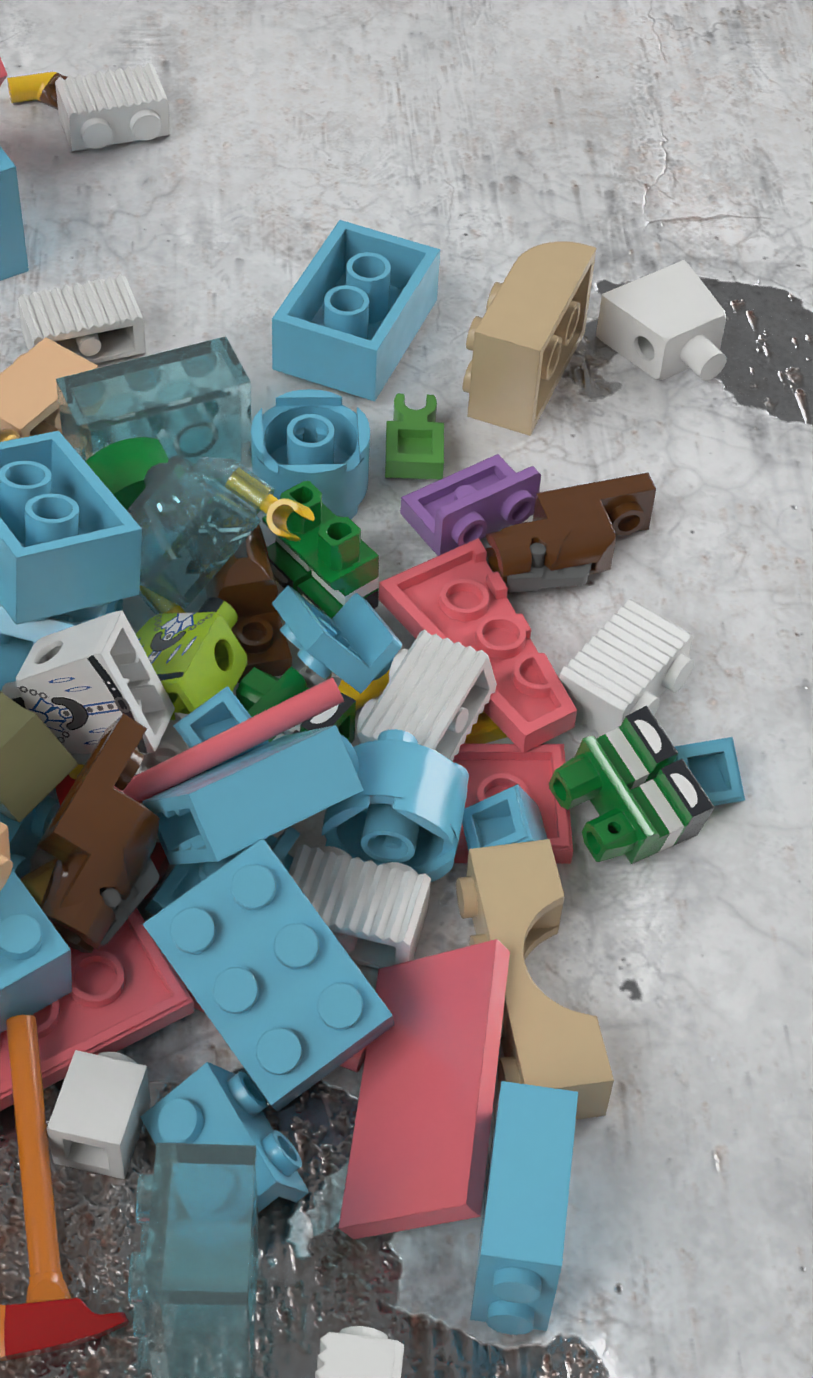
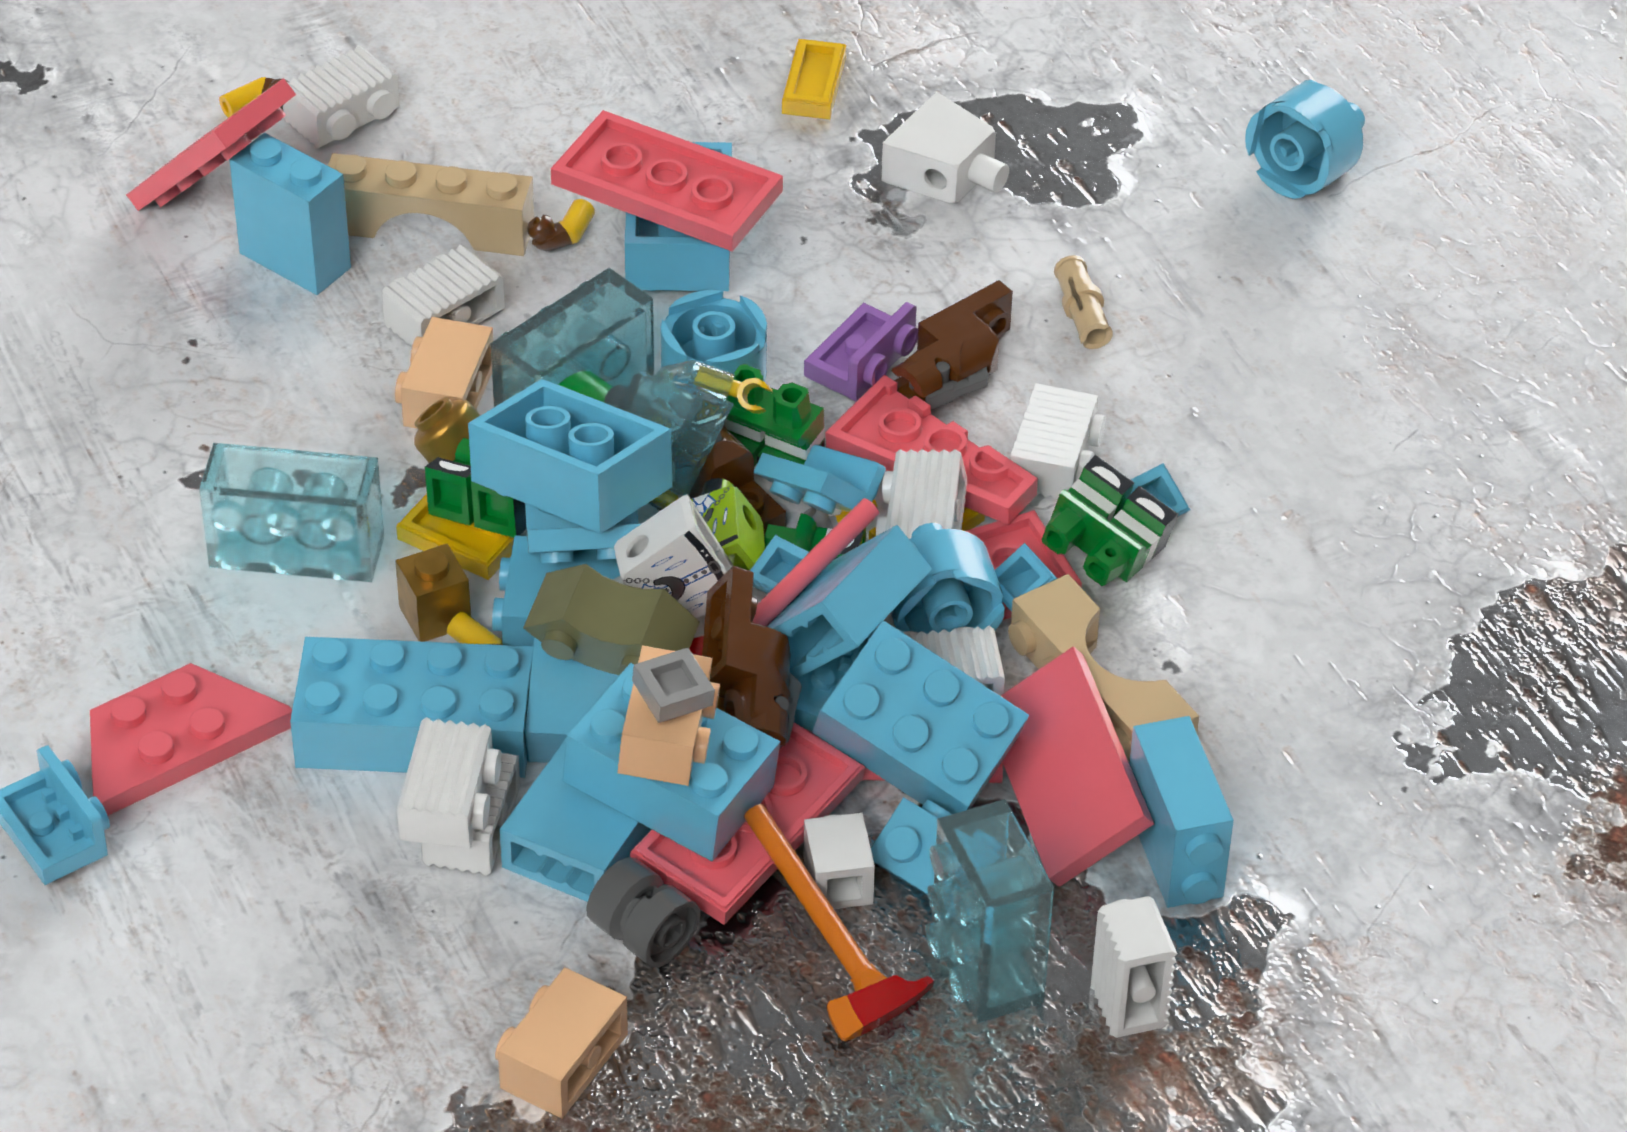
camera: 20 degrees left, 5 degrees down
(177, 247) = (483, 205): none -> tan arch
(247, 295) = (569, 231): none -> arm
(345, 267) = (667, 180): none -> coral plate
(414, 442) = (788, 315): bright green plate -> none
(528, 334) = (840, 197): tan brick -> none
(581, 213) = (814, 79): none -> yellow tile
(737, 524) = (1083, 302): none -> tan pin

